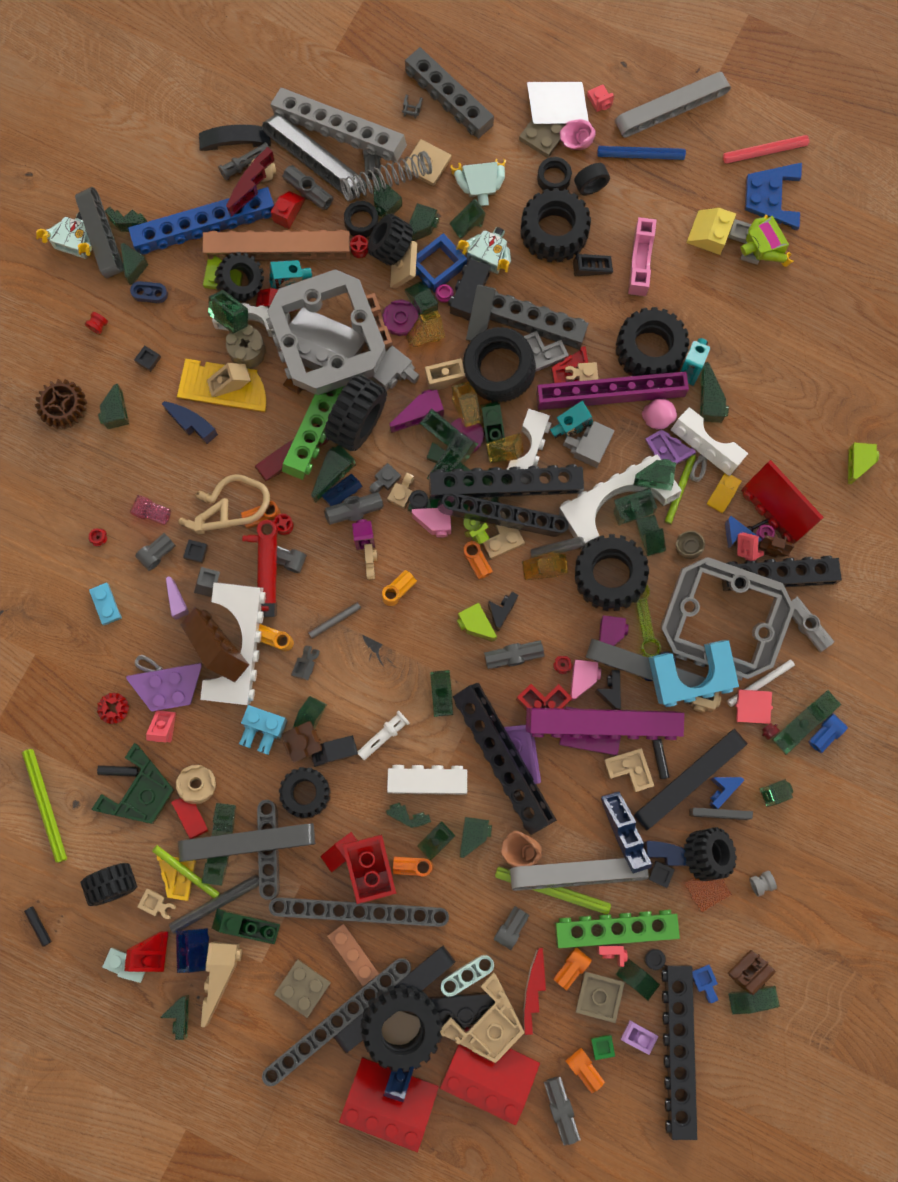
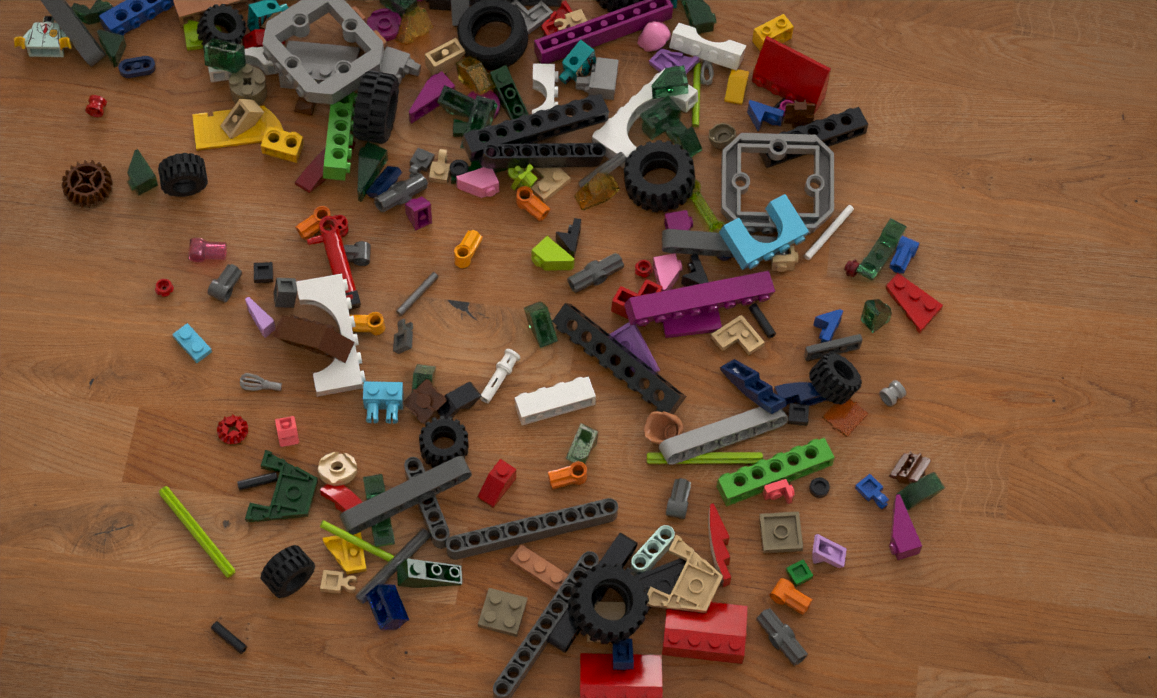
camera: 20 degrees left, 15 degrees down
(116, 963) = (326, 644): light aqua slope -> none
(147, 358) = (156, 123): black plate -> none
(148, 954) = (346, 624): red wing -> none
(149, 426) = (182, 175): none -> black tyre
(167, 686) = (278, 394): medium lavender wing -> none
(179, 1011) = (393, 667): clear green slope -> none
(191, 421) = (221, 163): dark blue slope -> none
(200, 526) = (260, 250): tan piece -> none
(221, 964) = (420, 612): tan wedge -> none
(255, 422) = (280, 148): none -> yellow brick
(369, 869) = (528, 483): red slope -> none
(370, 557) = (431, 229): tan plate -> none
(400, 814) = (541, 436): clear green slope -> none
(474, 834) = (615, 432): clear green slope -> none
(506, 448) = (523, 103): clear yellow slope -> none
(575, 964) = (748, 512): orange piece -> none
(638, 979) = (811, 507): slope -> none
(687, 1127) = (849, 490): black brick -> none
(690, 779) = (795, 328): black beam -> none
(719, 1040) = (904, 539): none -> magenta slope
(748, 547) = (775, 120): coral bracket -> none
(754, 706) = (829, 252): coral piece -> none
(780, 446) = (777, 29): none -> yellow brick
(817, 634) = (860, 175): light grey piece -> none
(821, 789) = (916, 303): none -> red wing
(861, 459) = (849, 24): lime slope -> none

